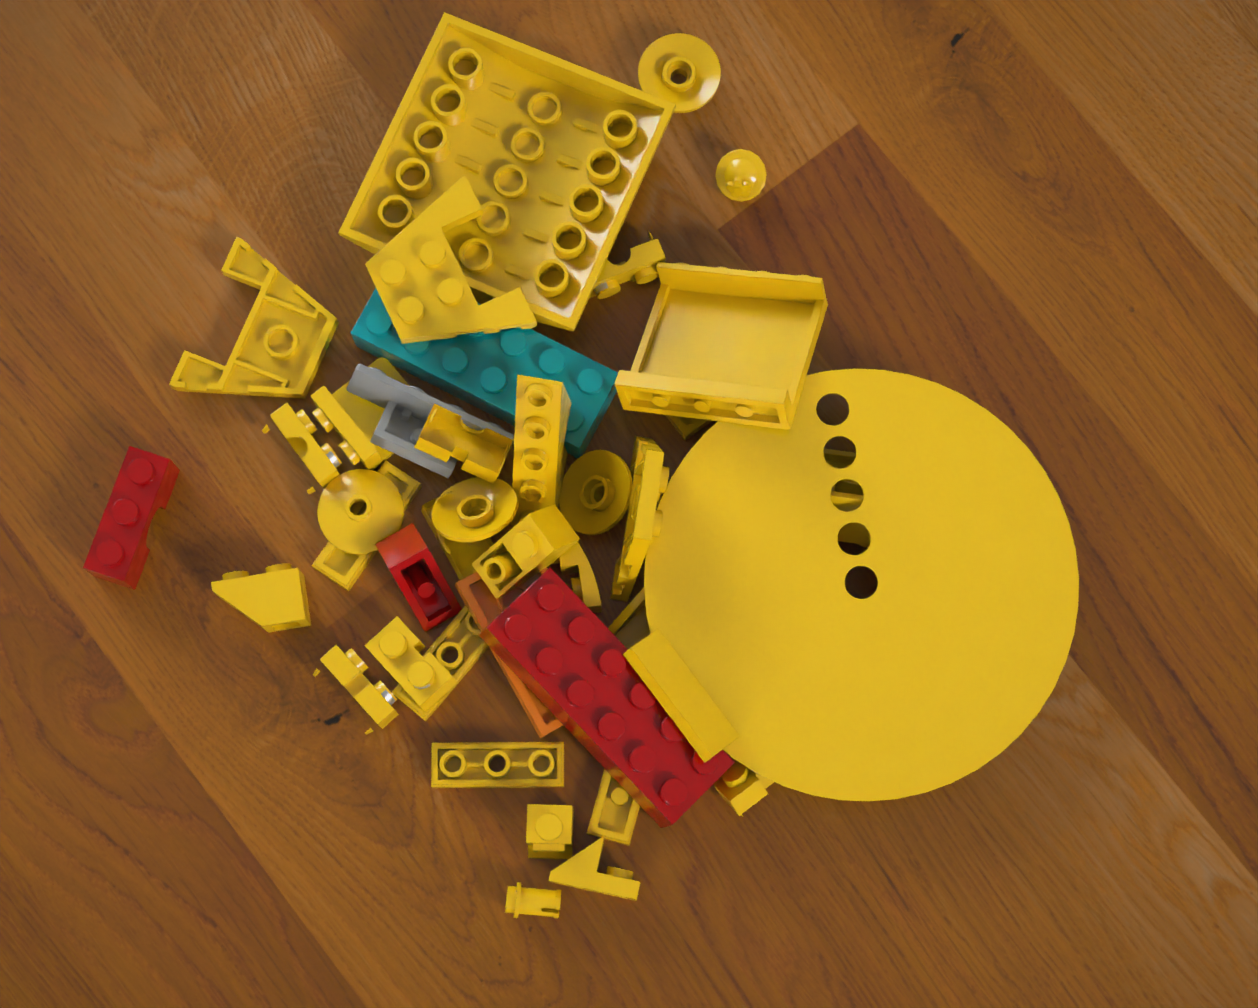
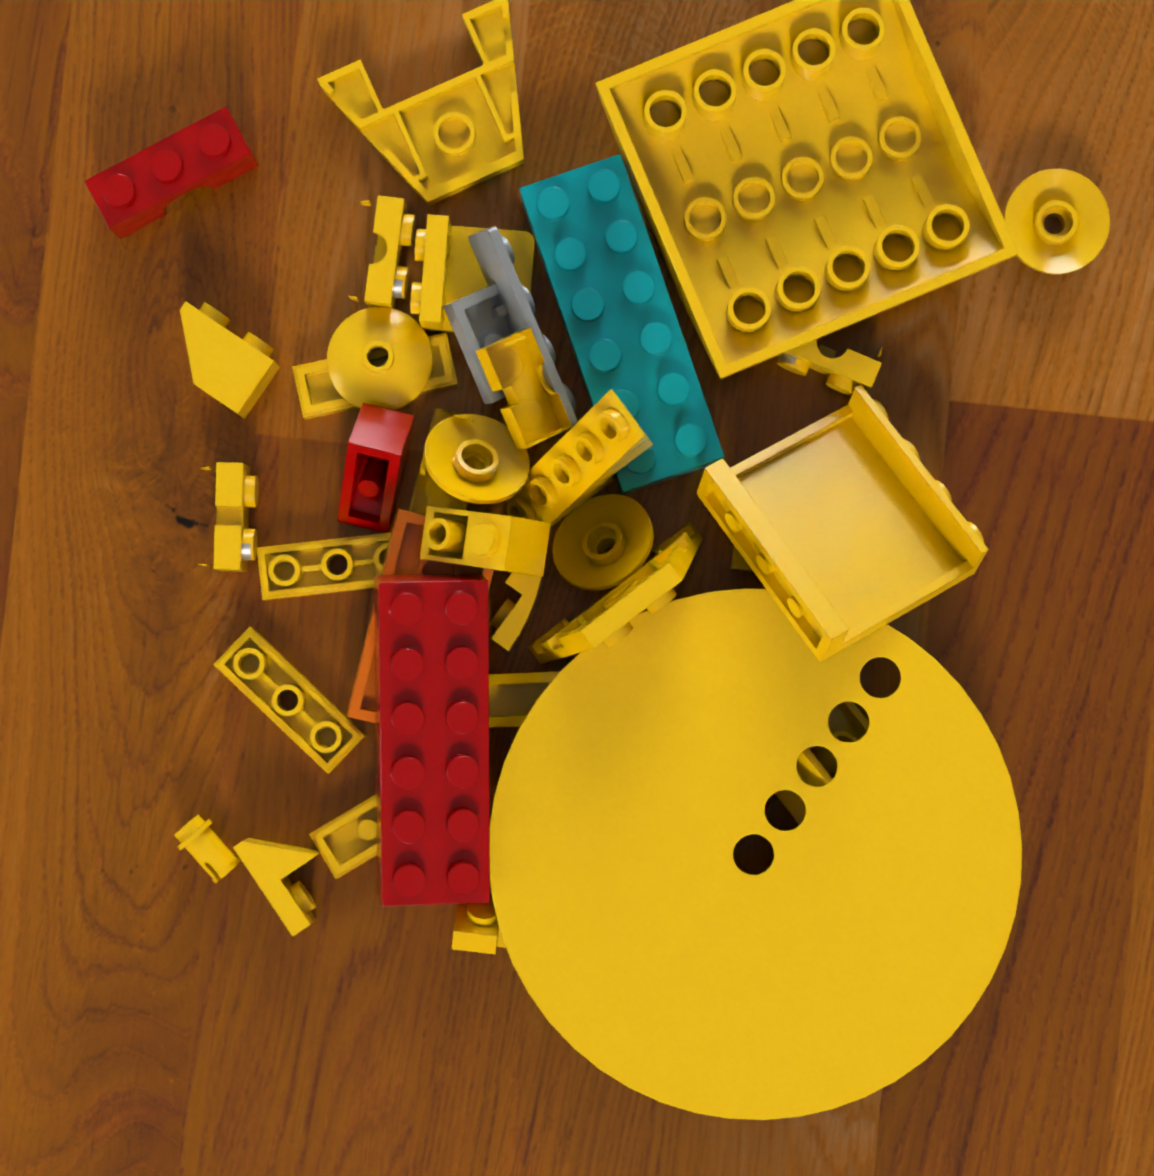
camera: 40 degrees right, 10 degrees up
(419, 676) = (290, 561): yellow piece -> none
(425, 284) = (626, 208): yellow wing -> none
(550, 831) = (277, 802): yellow window -> none
(681, 695) = (496, 803): yellow tile -> none
(741, 175) = (1018, 373): yellow hat -> none

